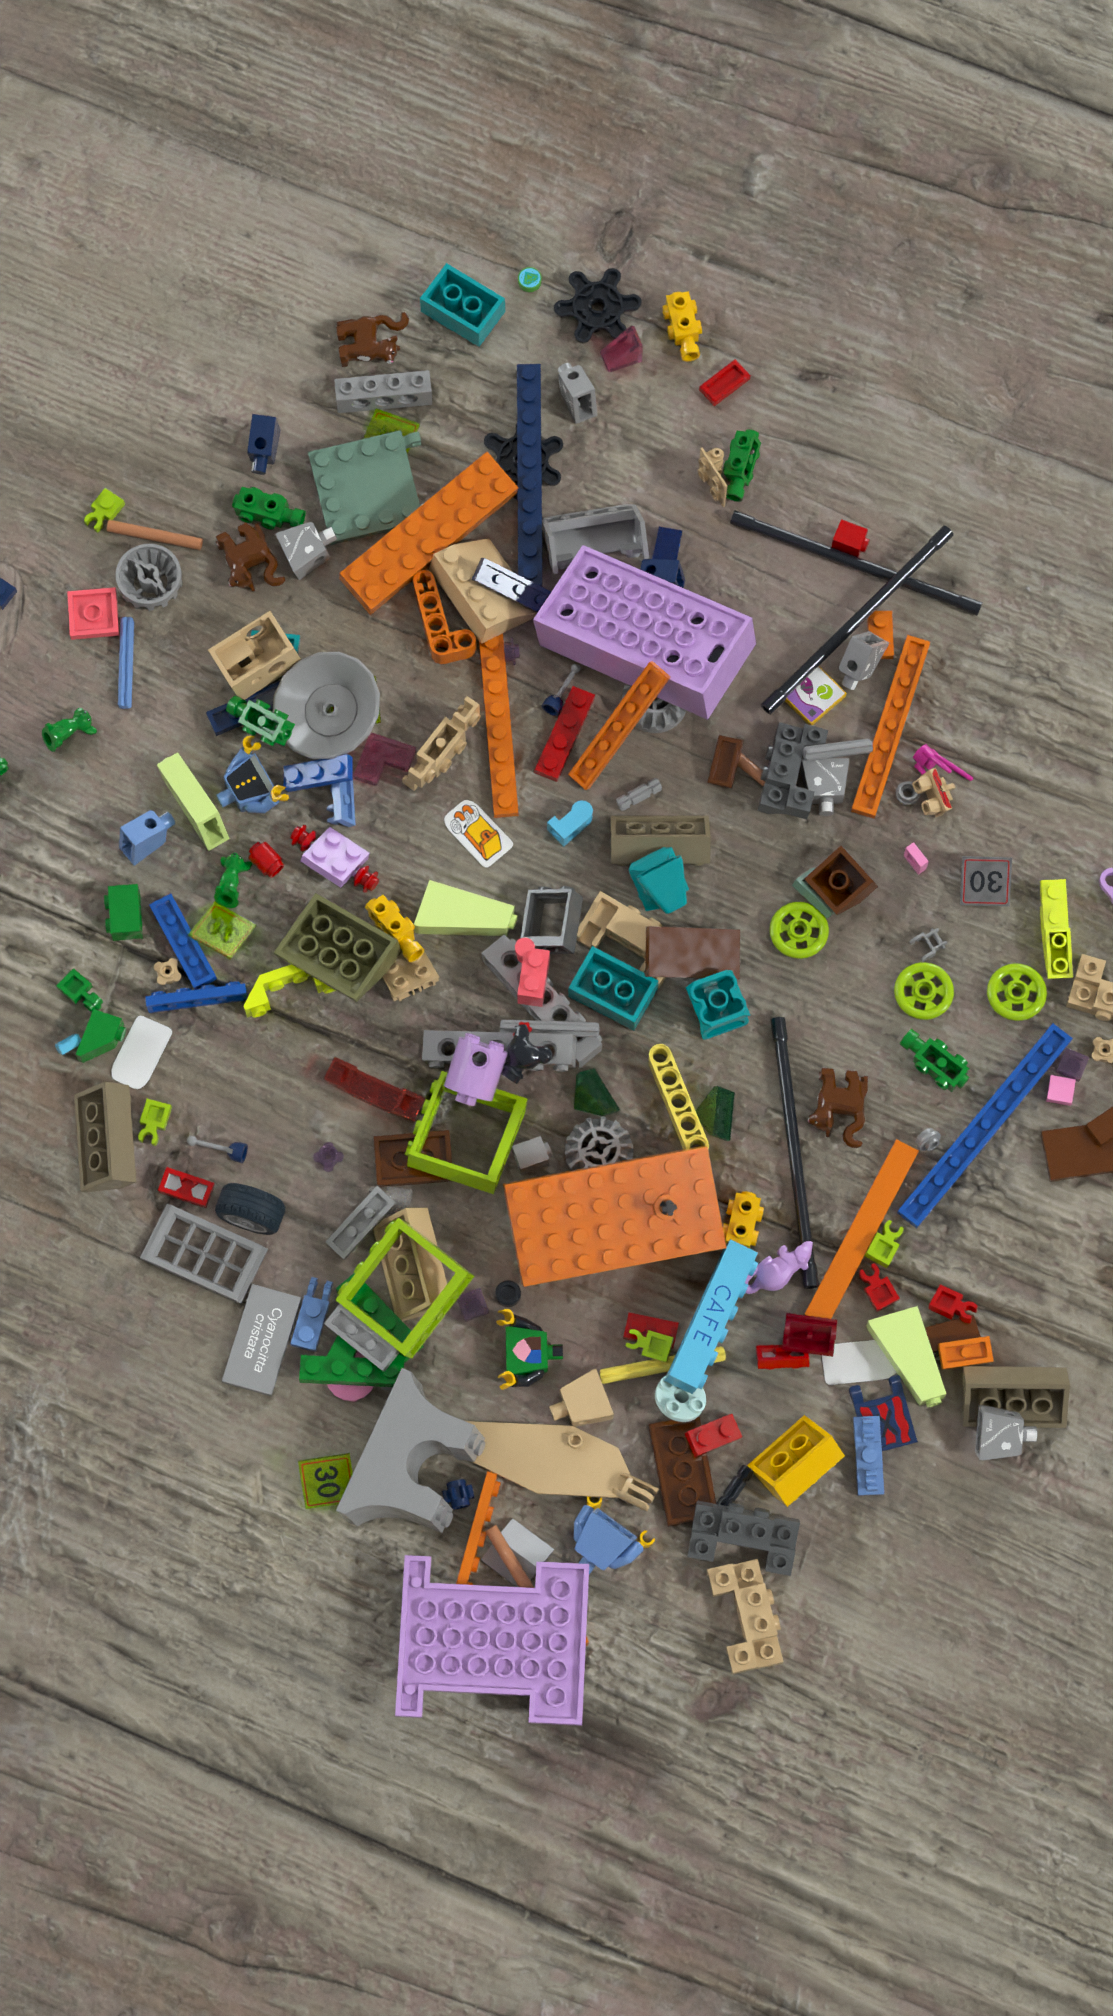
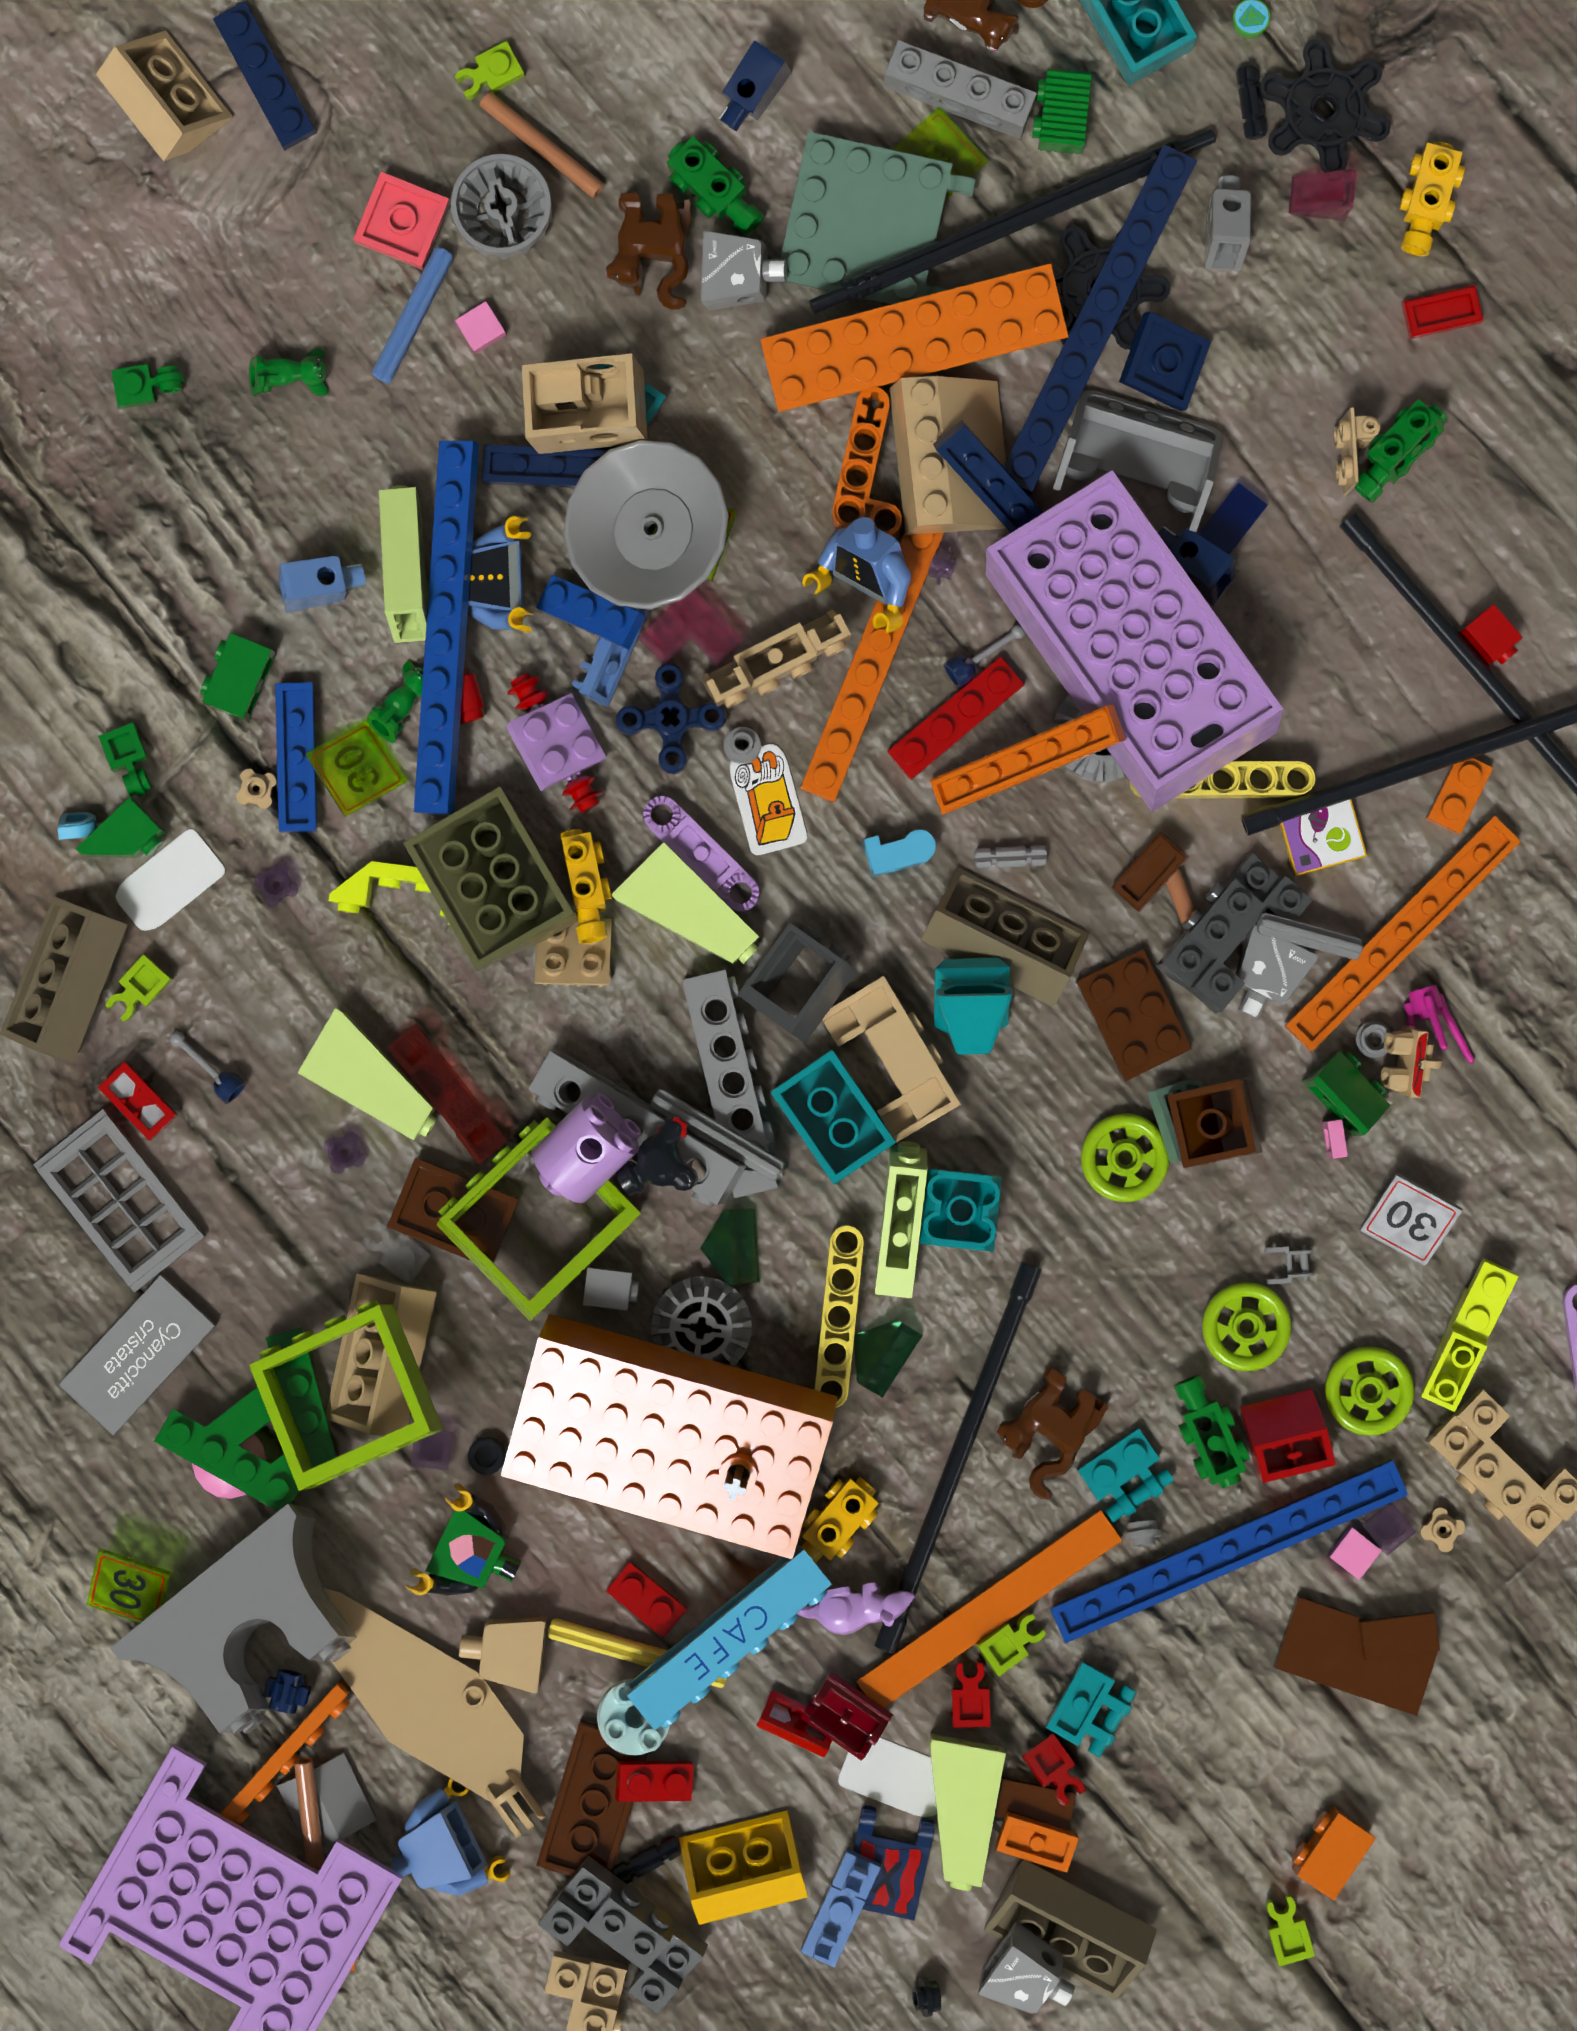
camera: 25 degrees right, 15 degrees up
(169, 651) = (480, 327): none -> bright pink tile
(189, 998) = (261, 838): blue plate -> none
(207, 1014) = (266, 880): none -> clear purple plate
(237, 821) = (446, 627): none -> blue plate
(250, 1208) = (201, 1180): black wheel -> none
(259, 719) = (557, 523): green brick -> none
(311, 1317) = (216, 1358): medium blue hinge -> none
(316, 1104) = (362, 1075): none -> yellowish green slope
(361, 1222) = (340, 1267): light grey plate -> none
(361, 1337) = (257, 1431): light grey plate -> none
(391, 804) = (654, 718): none -> dark blue gear
(445, 453) = (1003, 224): none -> black axle
(449, 375) = (1063, 111): none -> green brick
(450, 813) = (742, 756): none -> light grey plate
(453, 877) = (701, 853): none -> lavender plate
(467, 666) = (868, 562): none -> medium blue torso
(533, 972) = (732, 1049): coral hinge -> none
(554, 323) = (1251, 102): none -> black axle
(580, 480) = (1165, 361): none -> dark blue plate
(654, 1345) = (638, 1628): lime plate -> none
(686, 1027) = (901, 1220): none -> yellowish green slope
(691, 952) = (961, 1125): reddish brown tile -> none
(752, 689) = (1240, 781): none -> light yellow beam
(759, 848) = (1133, 1015): none -> reddish brown plate
(861, 658) = (1414, 820): light grey torso -> none
(892, 1109) = (1120, 1464): none -> teal plate
(905, 827) = (1348, 1092): none -> green slope
(947, 1259) = (1080, 1704): none -> teal plate
(950, 1482) = (926, 1997): none -> black plate
(983, 1040) = (1287, 1436): none -> red slope

